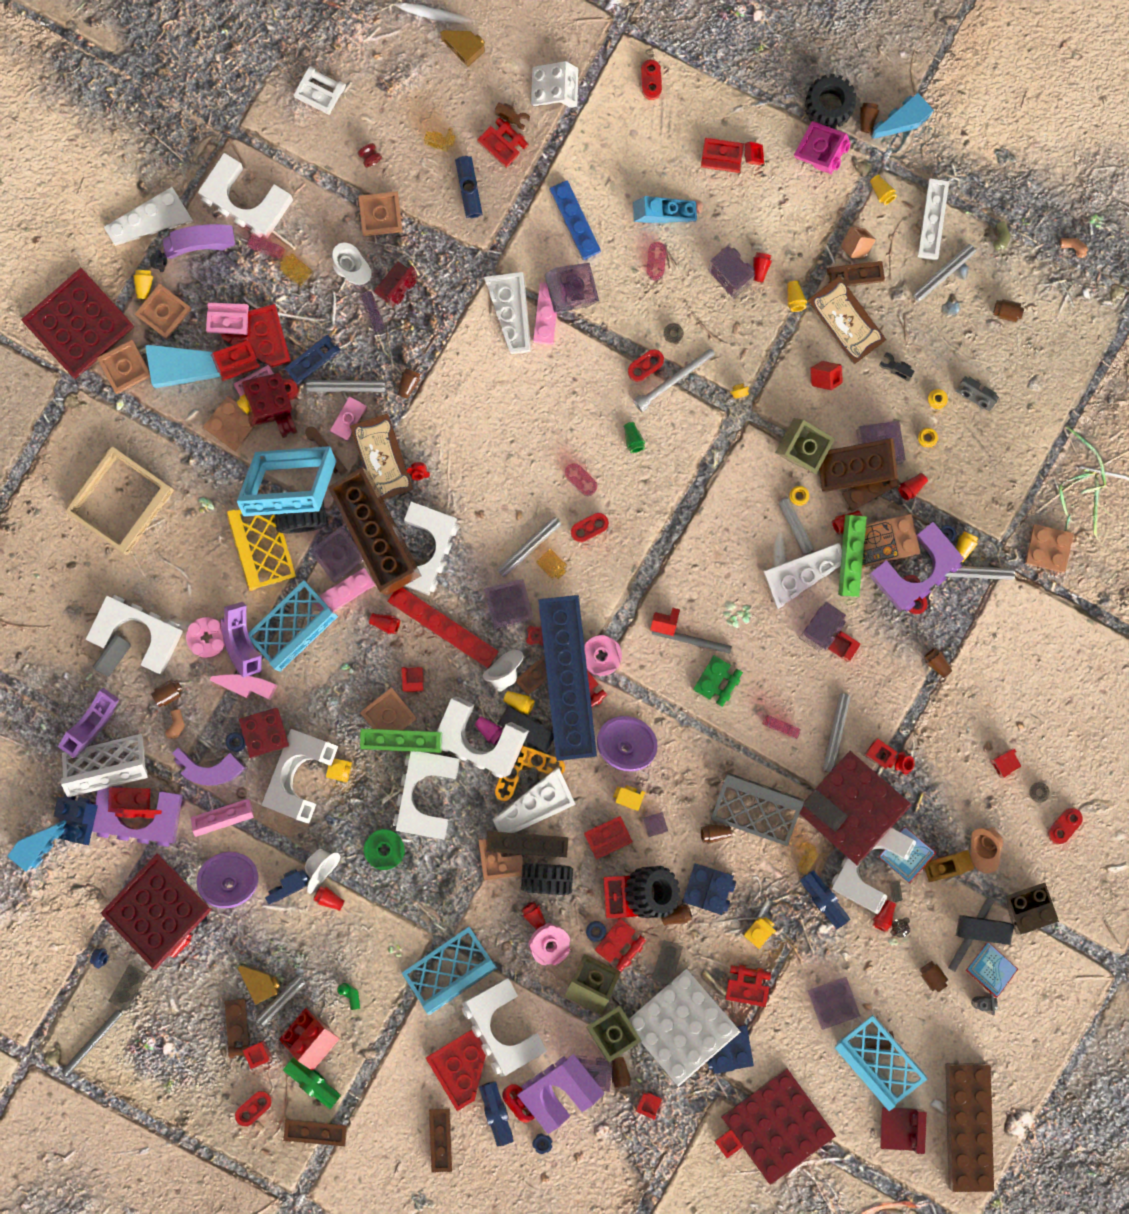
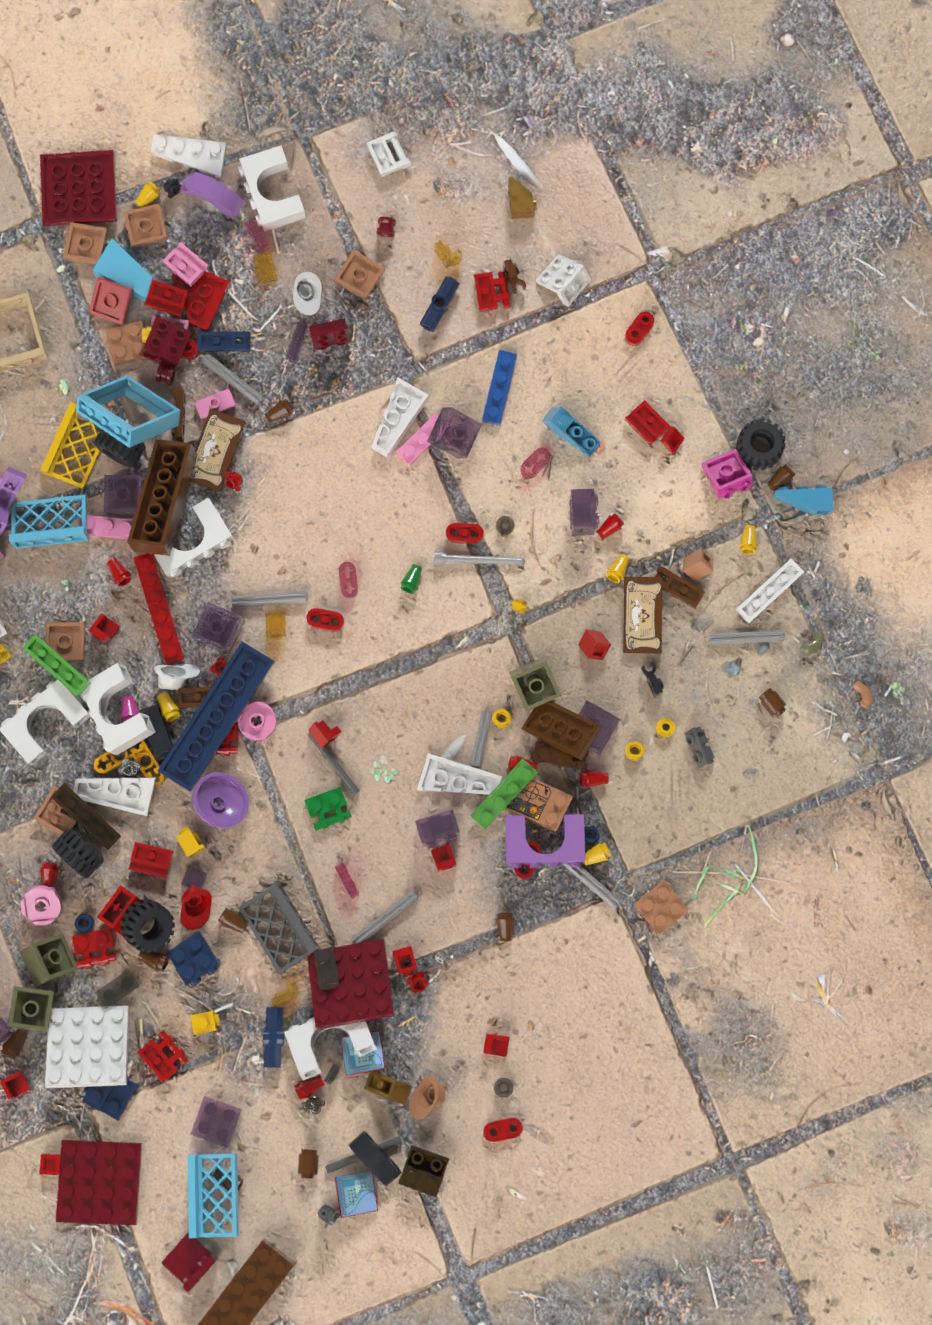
camera: 40 degrees right, 5 degrees down
(188, 399) = (111, 300): none -> plate
(677, 846) = (195, 907): none -> red piece

